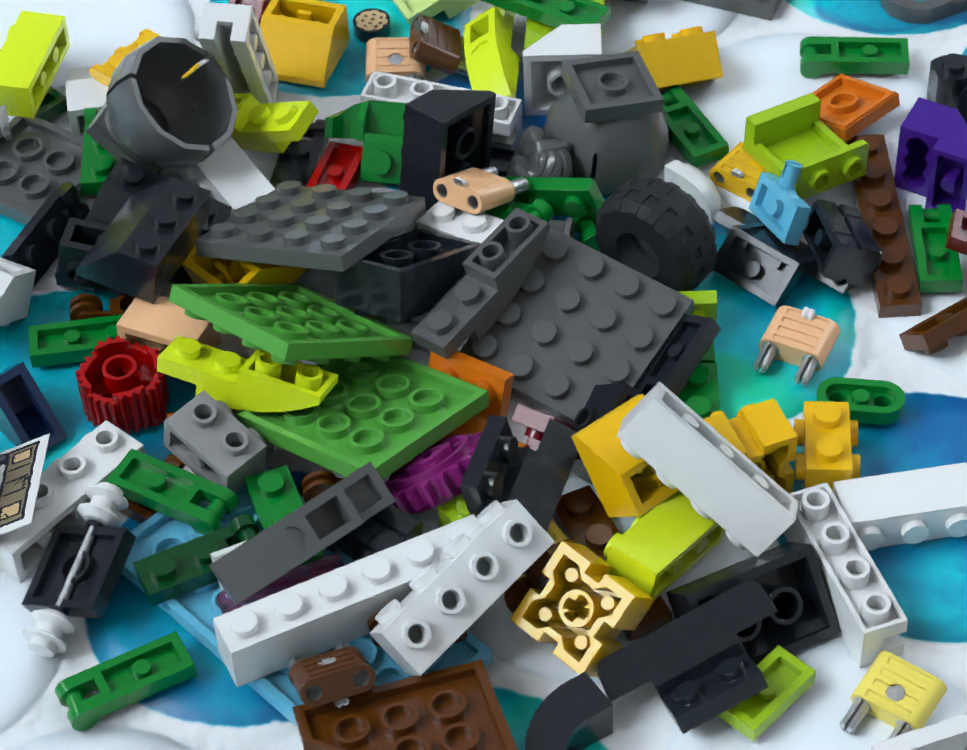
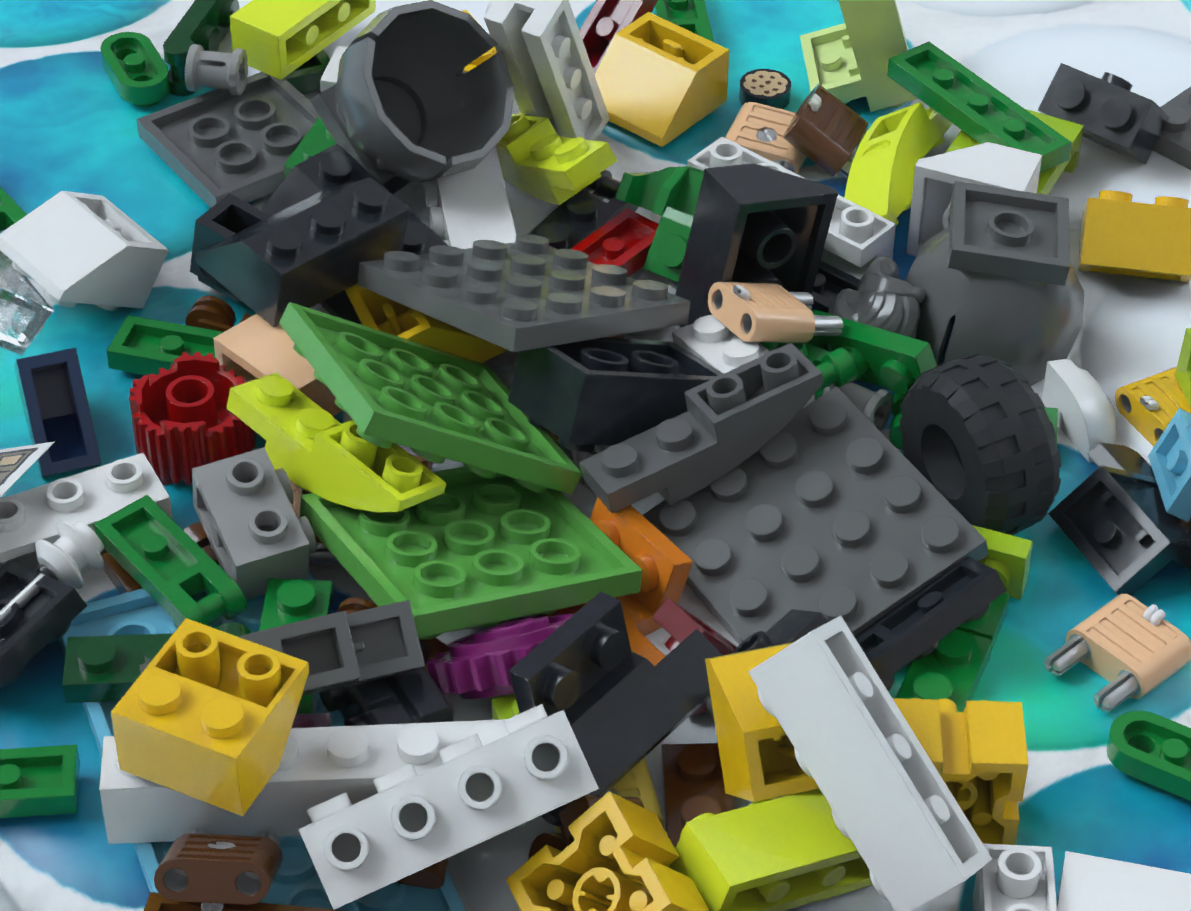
camera: 20 degrees right, 5 degrees down
(40, 239) = (176, 224): black plate -> none
(289, 580) = (210, 716): none -> yellow slope
(691, 130) = (1115, 329): green plate -> none
(826, 444) = (1085, 798): yellow brick -> none

